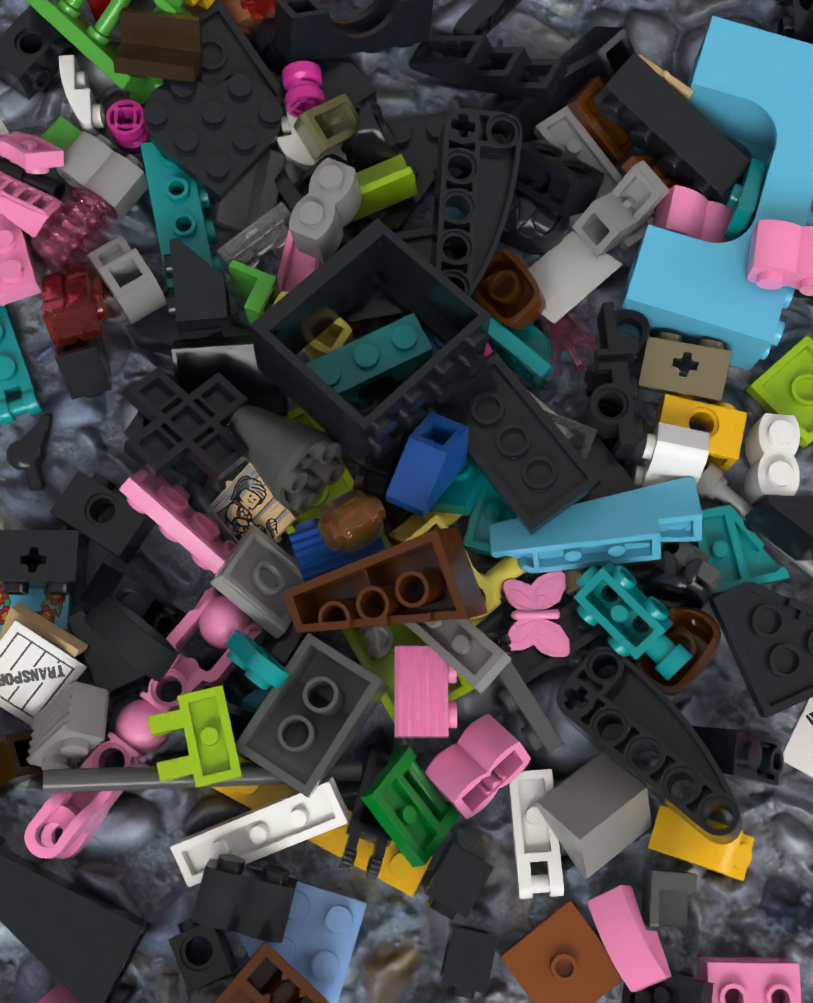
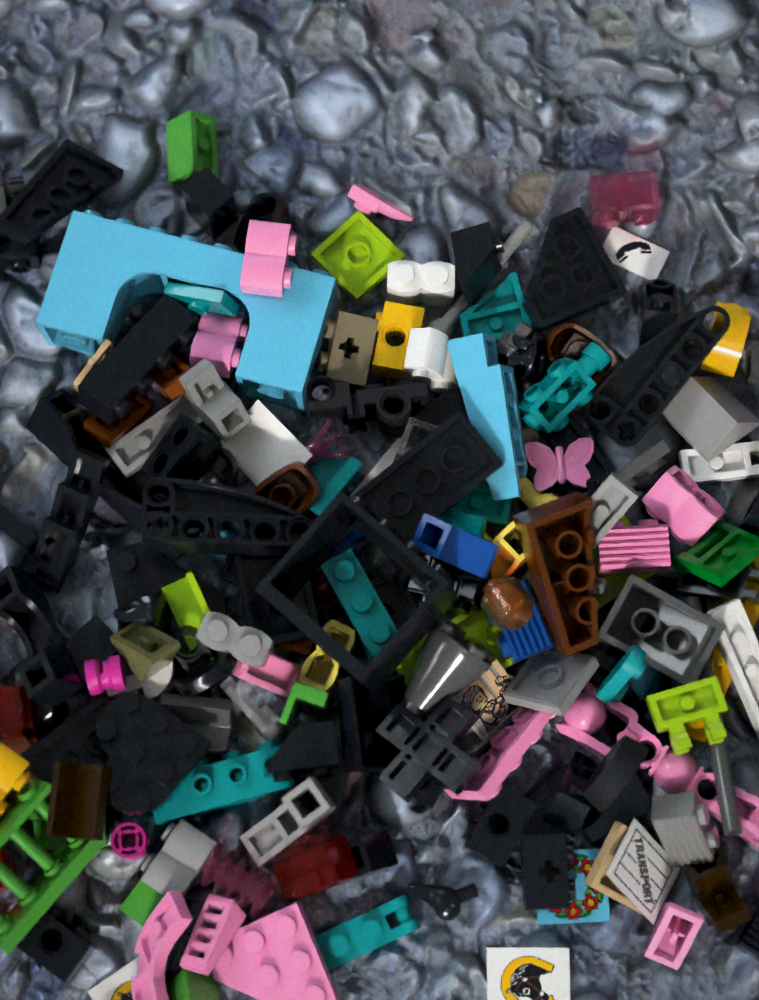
camera: 90 degrees left, 0 degrees up
(78, 92) = (112, 885): white slope -> none

